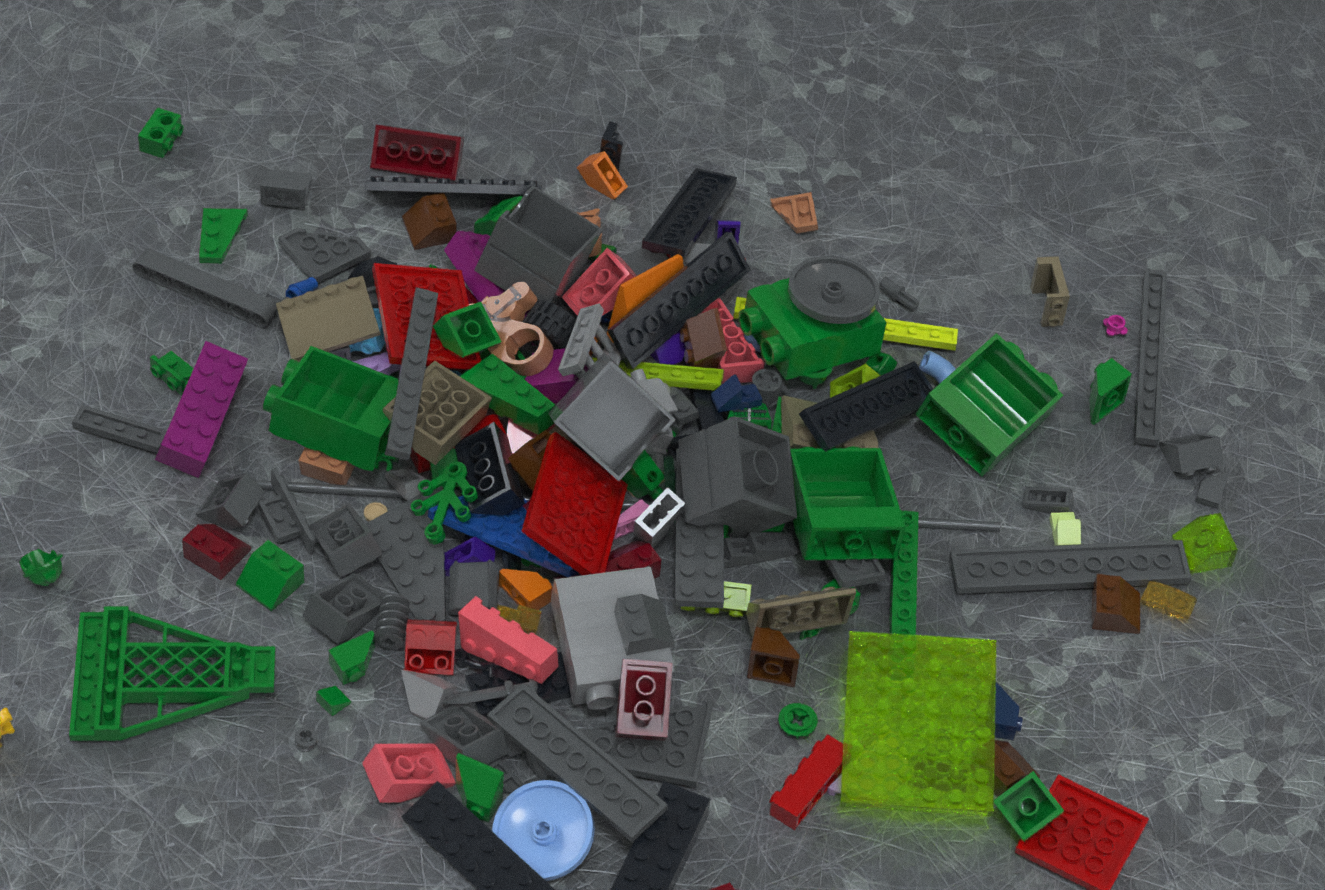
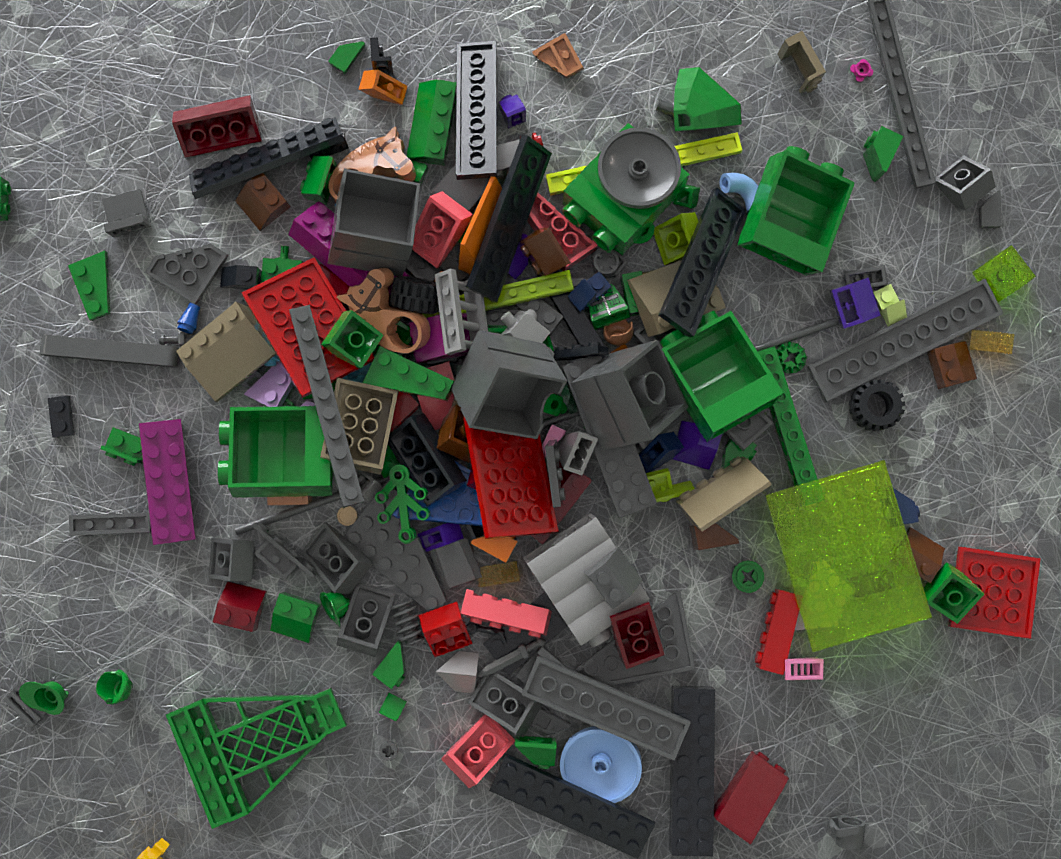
camera: 20 degrees left, 35 degrees up
(121, 326) = (61, 416): none -> black plate
(319, 575) = (334, 605): none -> green piece
(577, 142) = (346, 55): none -> green tile
(623, 526) = (555, 473): none -> dark grey wing
(638, 217) = (432, 122): none -> green slope
(751, 565) = (660, 451): none -> dark blue slope
(795, 576) = (696, 449): none -> dark purple slope
(834, 821) = (817, 669): none -> bright pink slope
(928, 547) = (800, 359): none -> green gear
(929, 289) = (703, 102): none -> green brick
(1008, 623) = (892, 400): none -> black tyre
(1024, 509) = (854, 303): none -> dark purple slope

